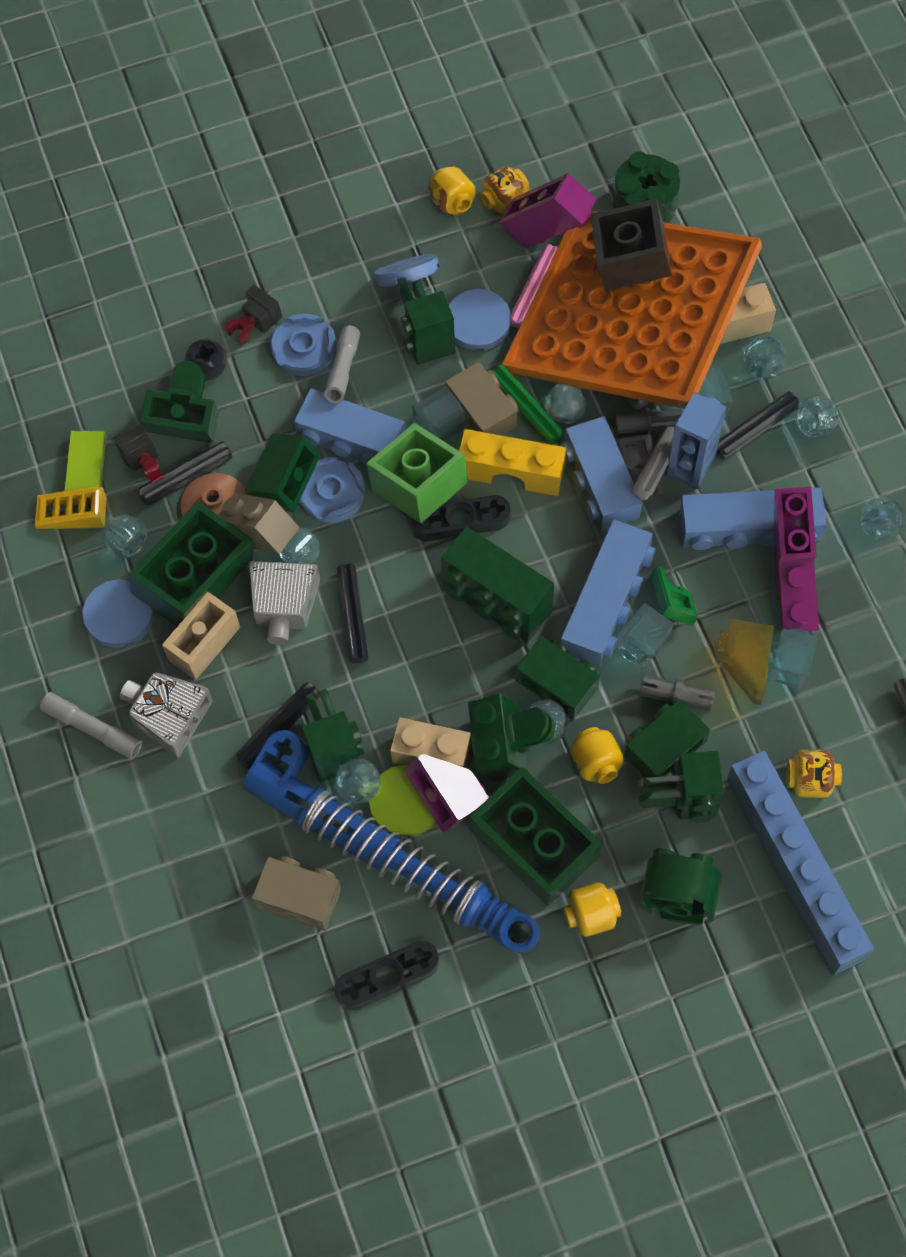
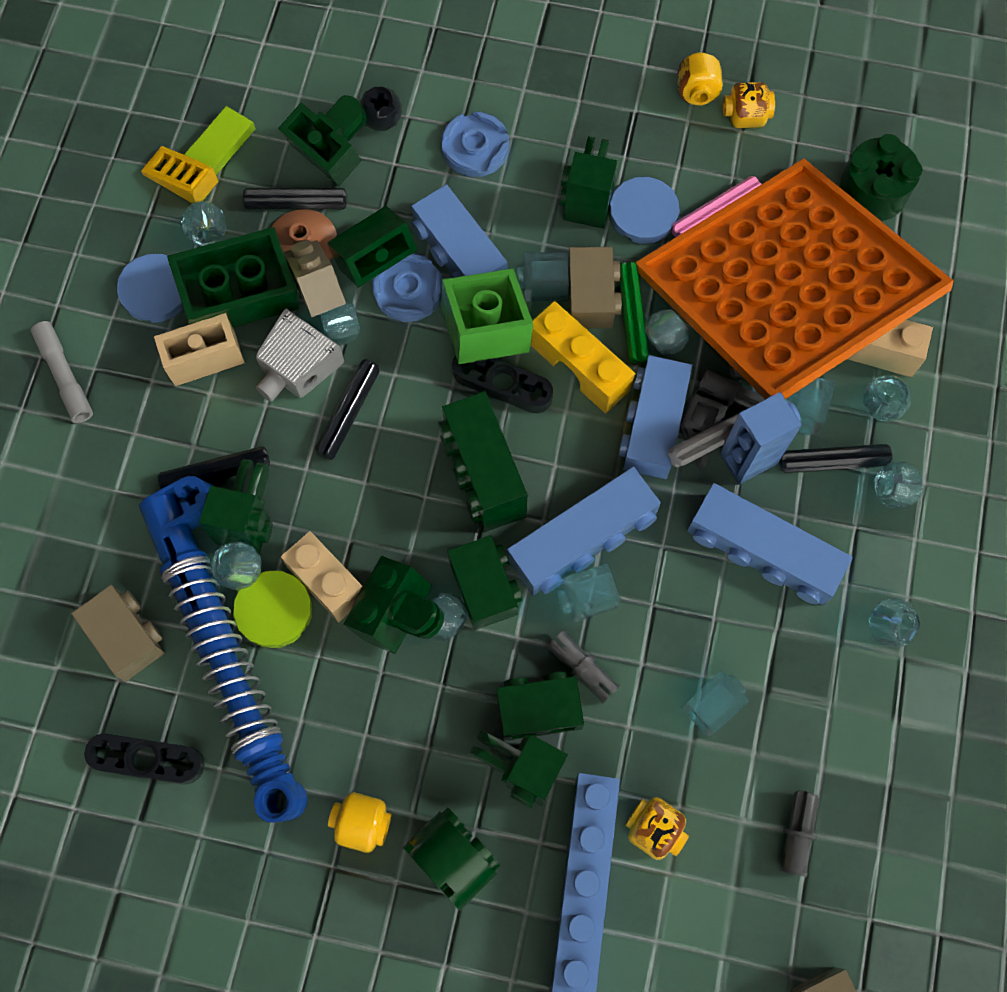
camera: 30 degrees right, 5 degrees up
(139, 452) = (265, 156): pearl dark grey piece -> none
(167, 709) = (128, 398): light grey torso -> none
(259, 311) = (455, 91): pearl dark grey piece -> none
(339, 377) = (478, 187): light grey piece -> none
(407, 269) = (608, 127): medium blue tile -> none
(446, 790) = (308, 626): slope -> none
(535, 836) = (354, 719): dark green brick -> none
(548, 211) = (770, 143): magenta brick -> none
(596, 755) = (466, 679): yellow head -> none
(631, 245) = (823, 216): pearl dark grey brick -> none
(673, 601) = (640, 578): green tile -> none
(747, 655) = (673, 673): clear yellow slope -> none
(795, 558) = (780, 611): magenta slope -> none

